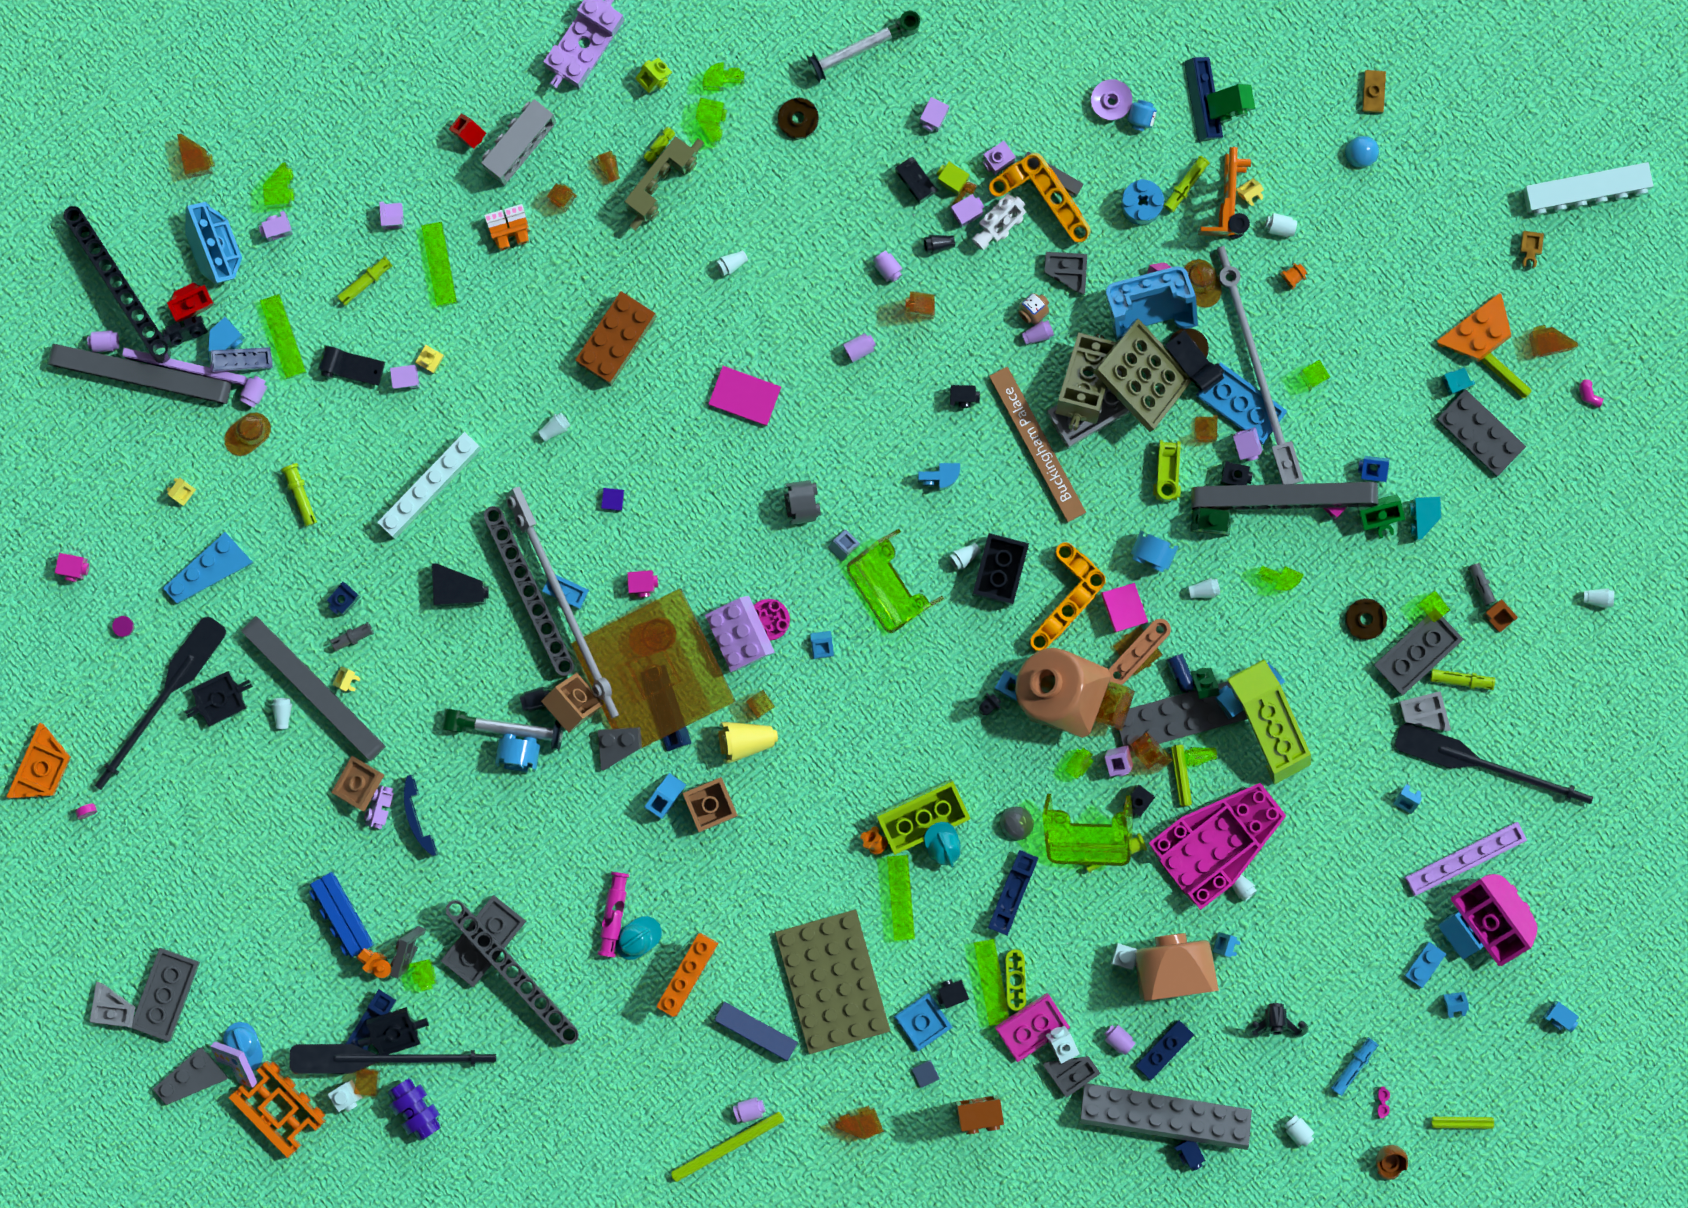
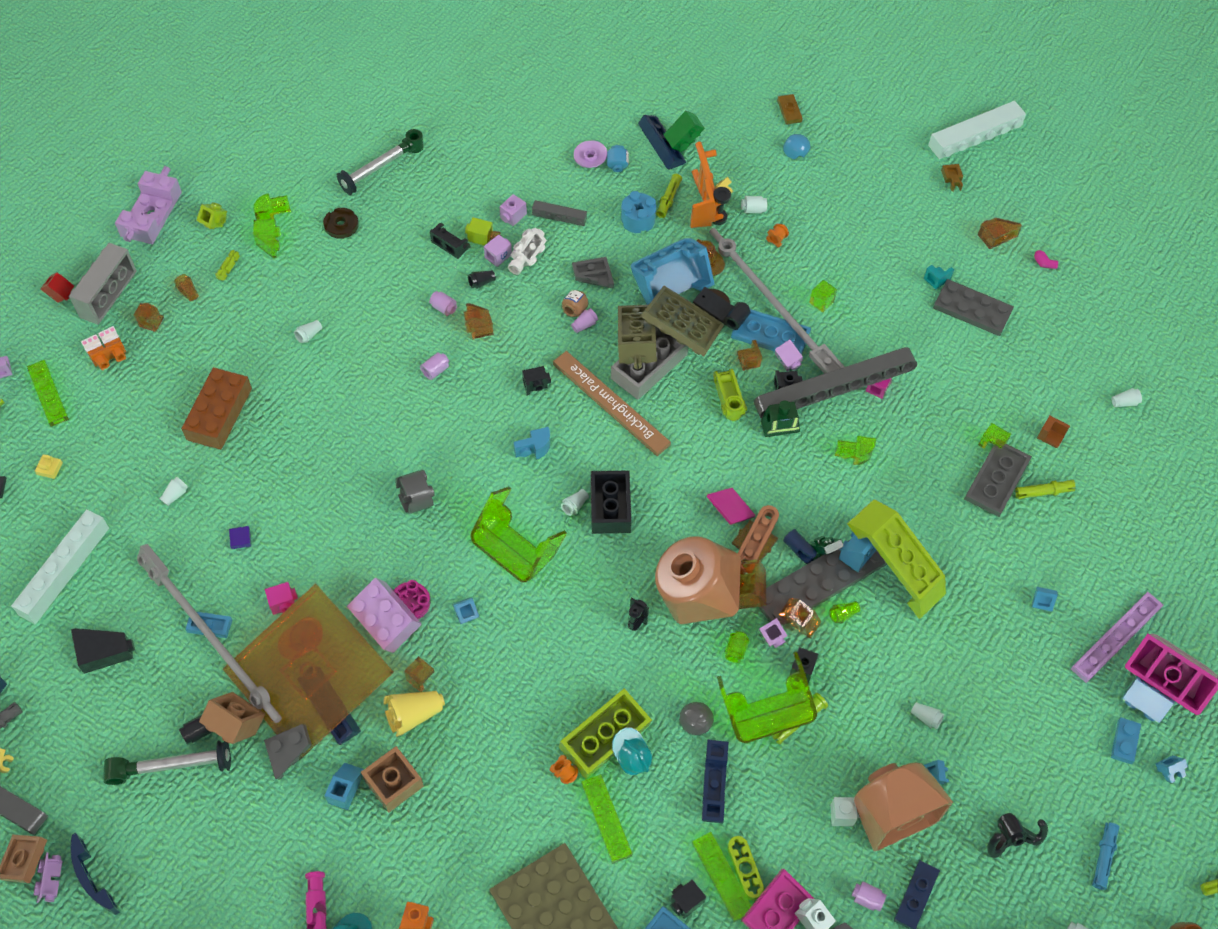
camera: 20 degrees left, 25 degrees down
(405, 377) = (25, 481): lavender panel -> none
(517, 753) = (185, 782): dark azure brick -> none
(521, 584) = (168, 626): dark grey beam -> none
(640, 199) = (241, 263): olive brick -> none
(744, 395) = (343, 427): dark pink tile -> none
(843, 545) = (463, 522): sand blue slope -> none
(934, 115) = (451, 193): lavender brick -> none
(1002, 685) = (649, 591): dark azure brick -> none
(1046, 183) = (559, 214): light orange beam -> none
(1077, 599) = (688, 508): light orange beam -> none
(1154, 551) = (740, 453): dark azure brick -> none
(1181, 775) = (834, 634): lime axle -> none
(1205, 589) = (795, 475): light aqua cone -> none
(1217, 843) = (889, 681): dark pink wedge -> none
(1354, 624) = (939, 474): dark brown tile -> none
(1380, 474) = (900, 343): blue brick -> none
(1381, 516) = (920, 379): green brick -> none
(1383, 1095) = (1145, 878): dark pink piece -> none
(1425, 513) = (955, 371): teal slope -> none
(1426, 711) = (1026, 522): light grey wing -> none
(1455, 754) = (1067, 552): black piece -> none
(1480, 331) = (940, 237): orange wing -> none
(1481, 584) = (1026, 413): dark grey pin -> none
(1506, 375) = (973, 262): lime axle -> none

